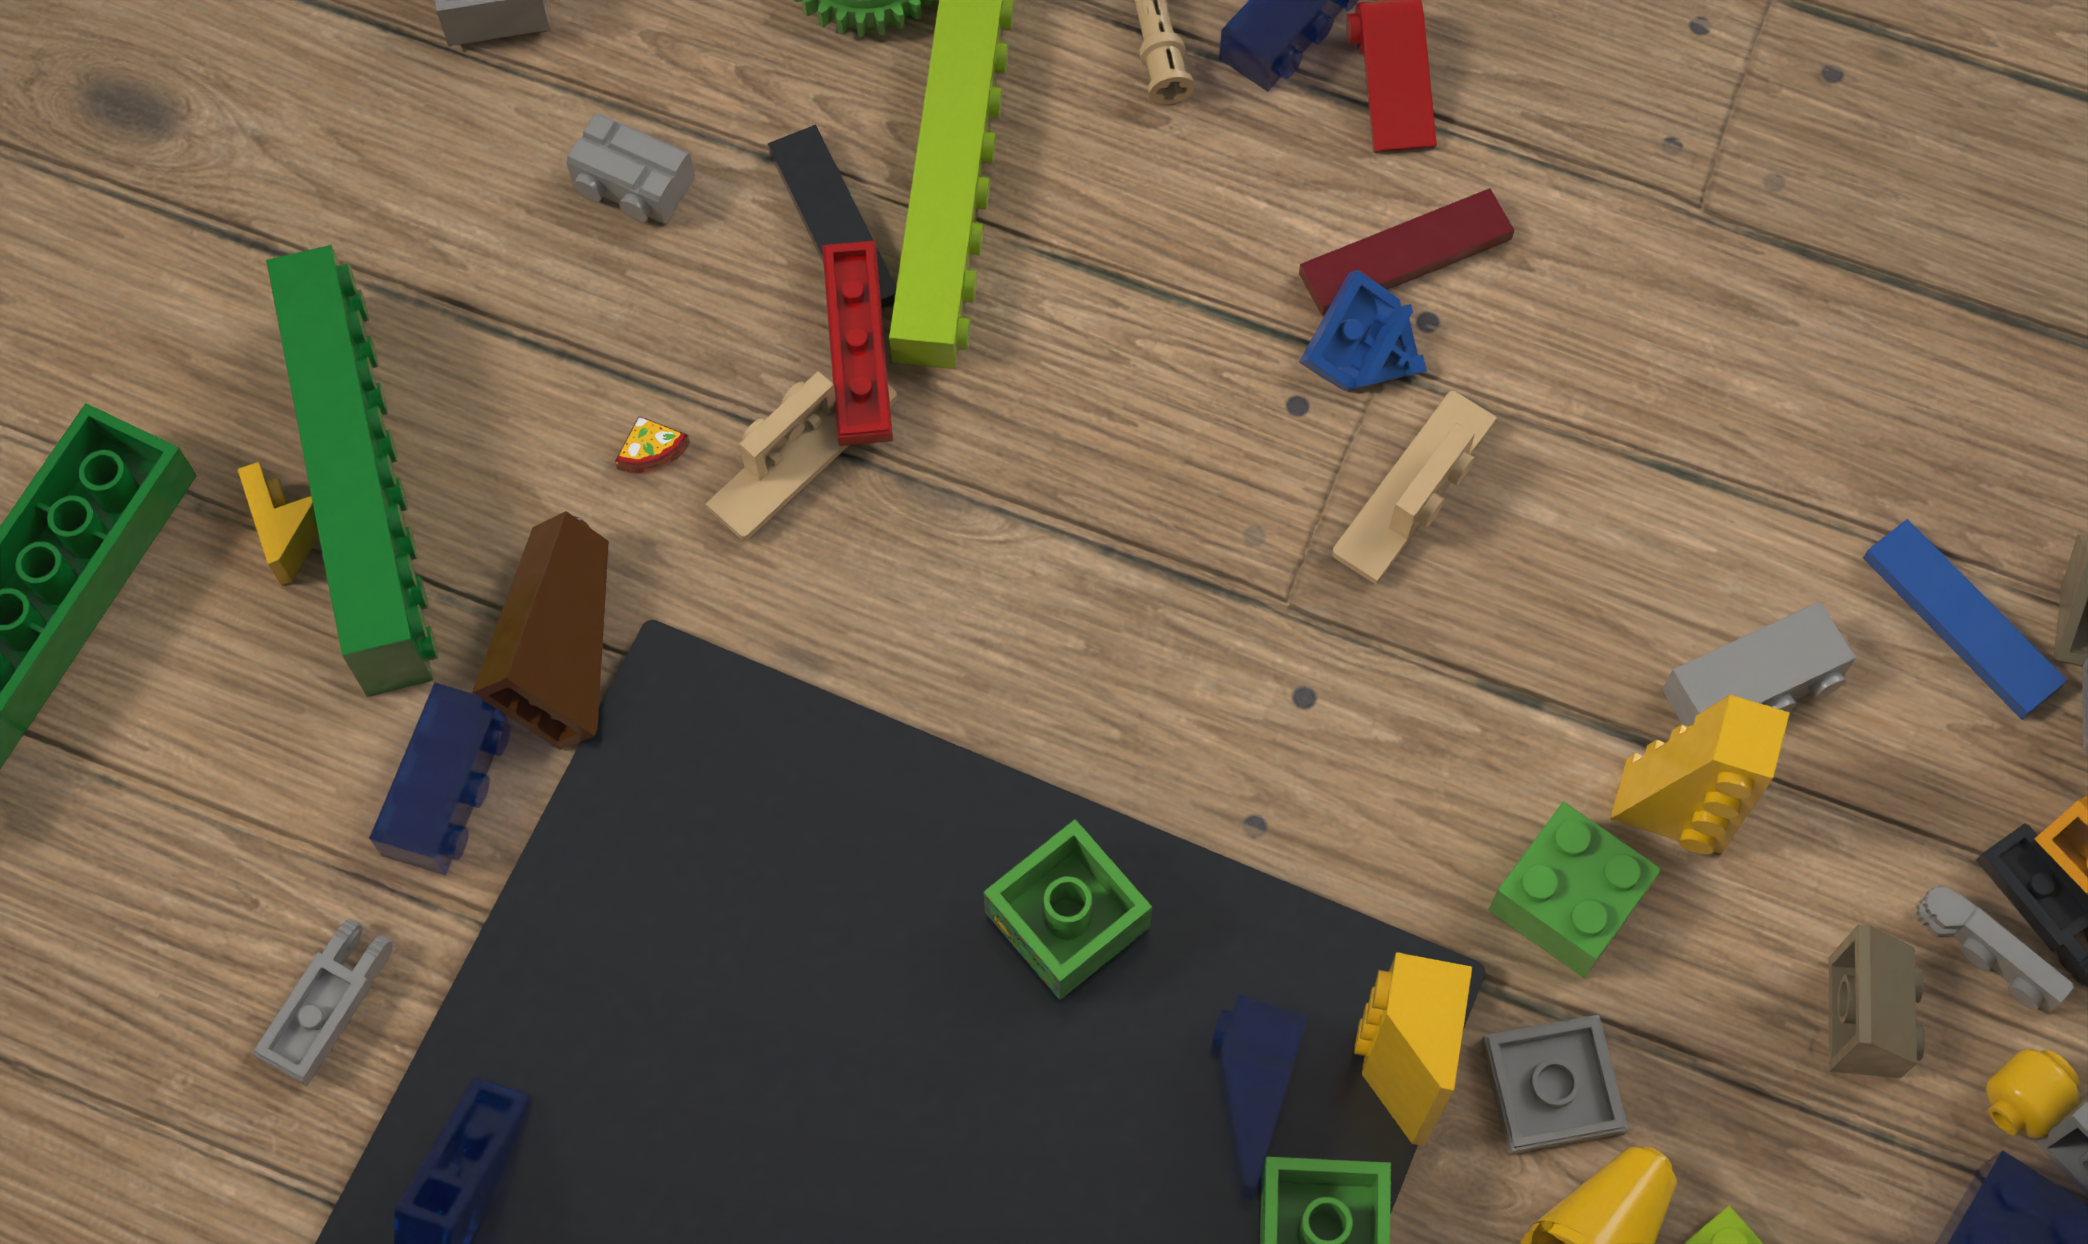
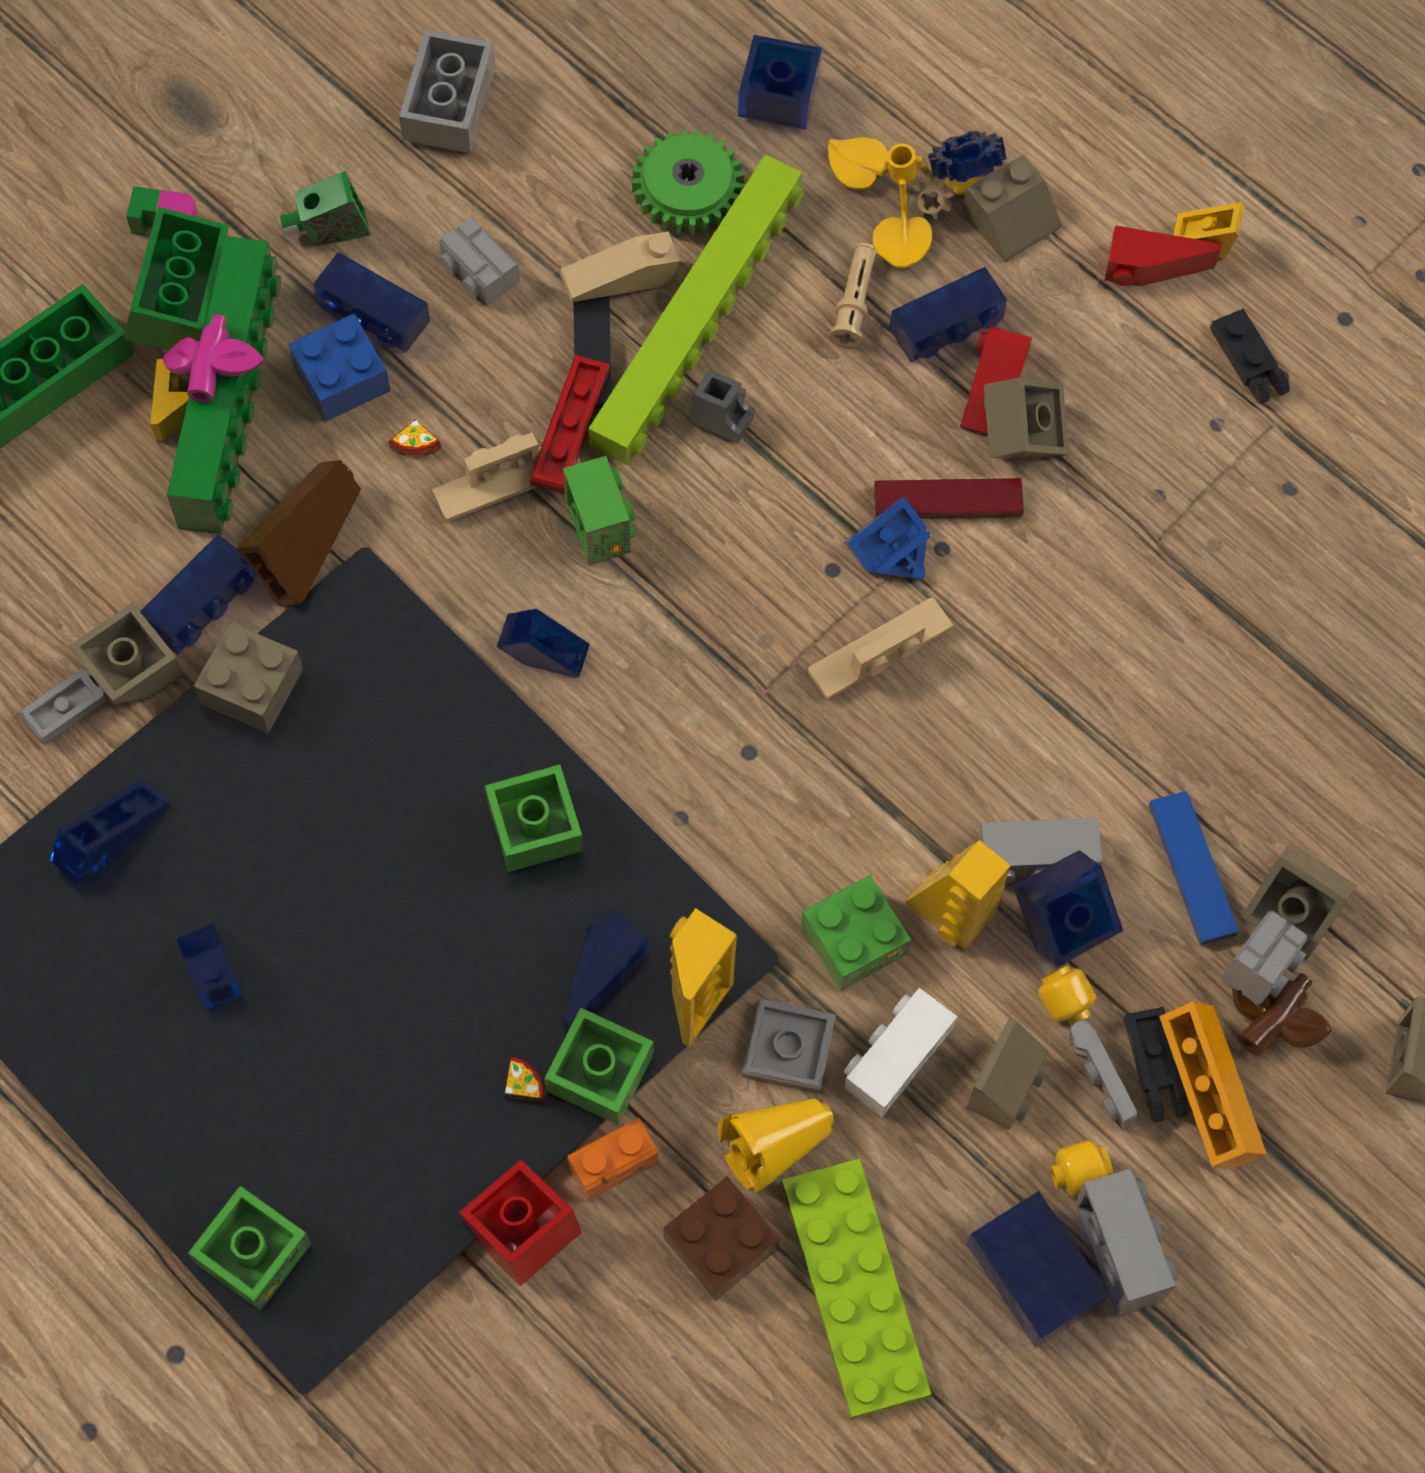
camera: 20 degrees right, 0 degrees up
(152, 262) = (145, 202): none -> green leg
(221, 352) = (175, 280): none -> green brick
(320, 436) = (210, 356): none -> dark pink plant
(379, 910) = (127, 657): none -> dark tan slope
(390, 178) = (328, 212): none -> green torso
(501, 384) = (339, 367): none -> blue brick
(505, 279) = (377, 303): none -> clear blue brick
(569, 870) = (248, 677): none -> dark tan brick
(834, 105) = (623, 268): none -> tan slope
(954, 443) = (598, 509): none -> bright green brick
(957, 657) = (542, 643): none -> clear blue slope
(1052, 243) = (721, 407): none -> dark grey brick
(1461, 108) = (1025, 419): none -> dark tan slope
(1710, 1031) = (898, 1051): none -> white brick
(1848, 740) = (1068, 908): none -> clear blue brick
(1892, 859) = (1067, 994): none -> yellow head

